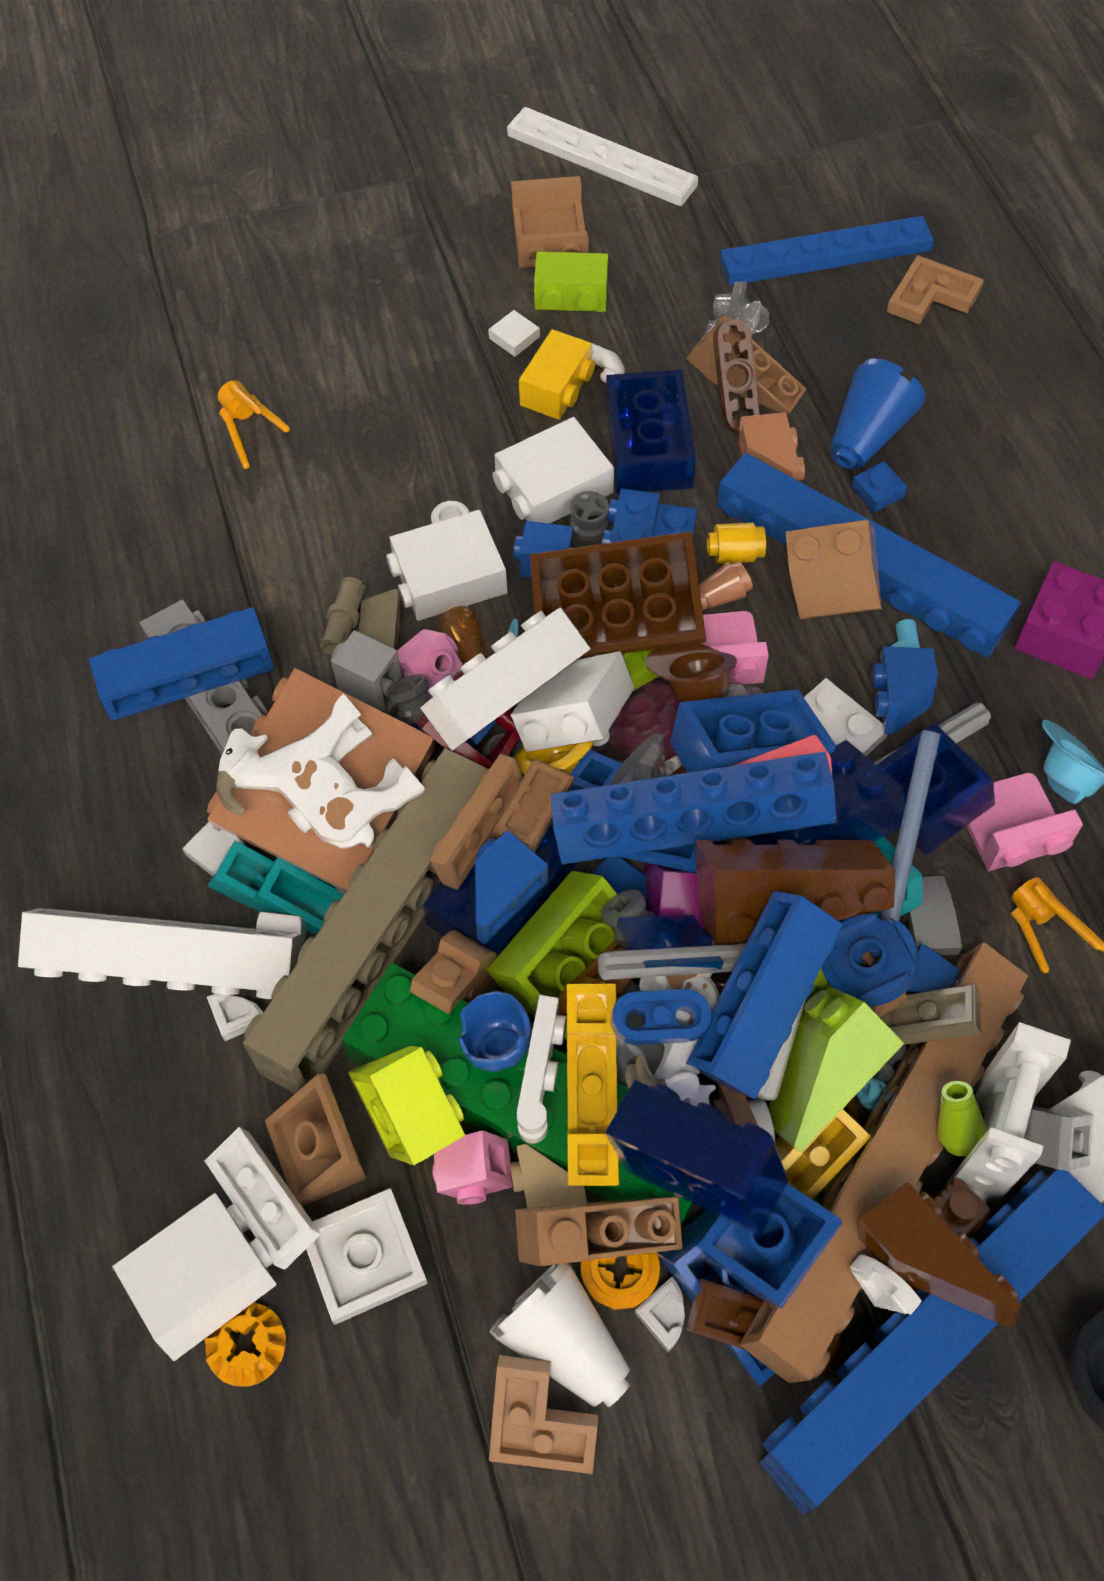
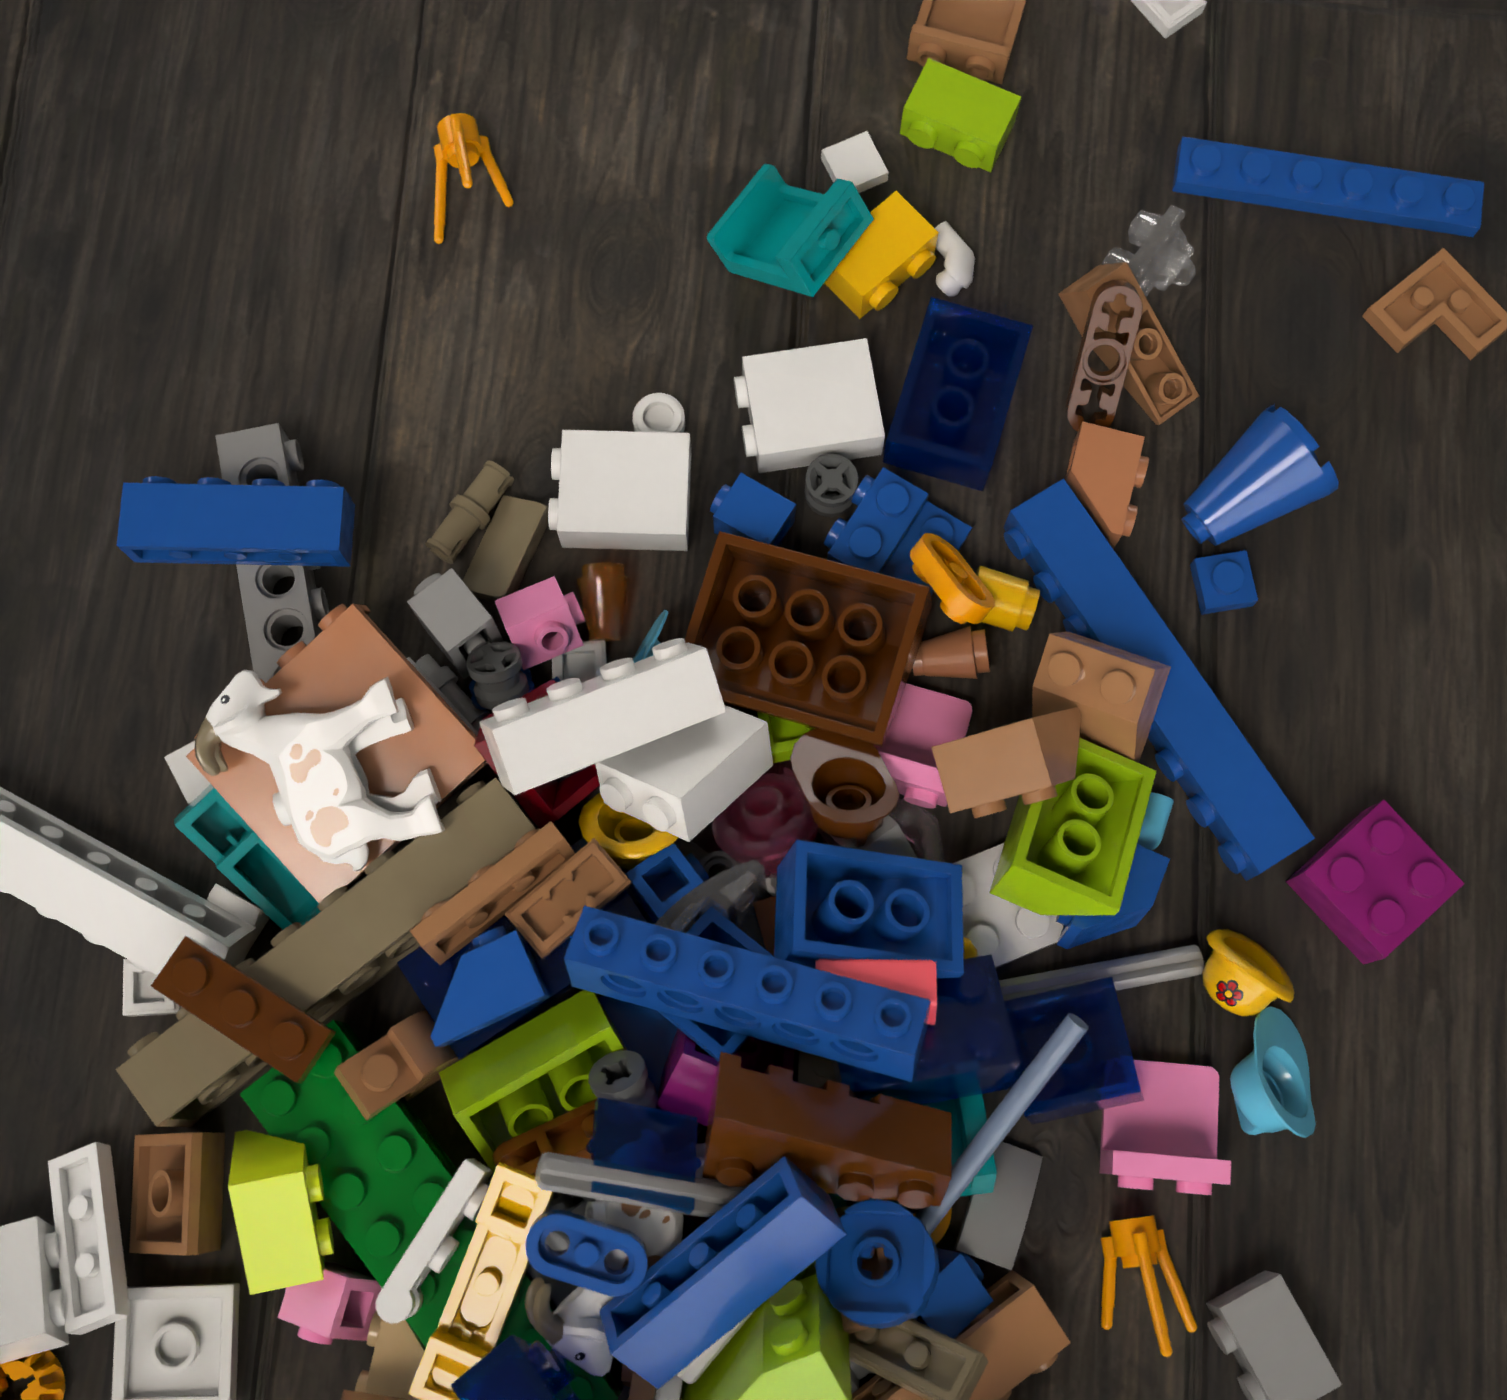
camera: 20 degrees right, 15 degrees up
(326, 961) = (243, 1009): none -> reddish brown plate
(493, 378) = (789, 232): none -> teal panel
(495, 1031) = (400, 1177): blue hair -> none
(713, 536) = (952, 579): none -> light orange plate
(797, 612) = (1009, 762): none -> medium nougat slope
(859, 650) = (1080, 845): none -> lime slope
(1019, 705) = (1243, 974): none -> yellow hat

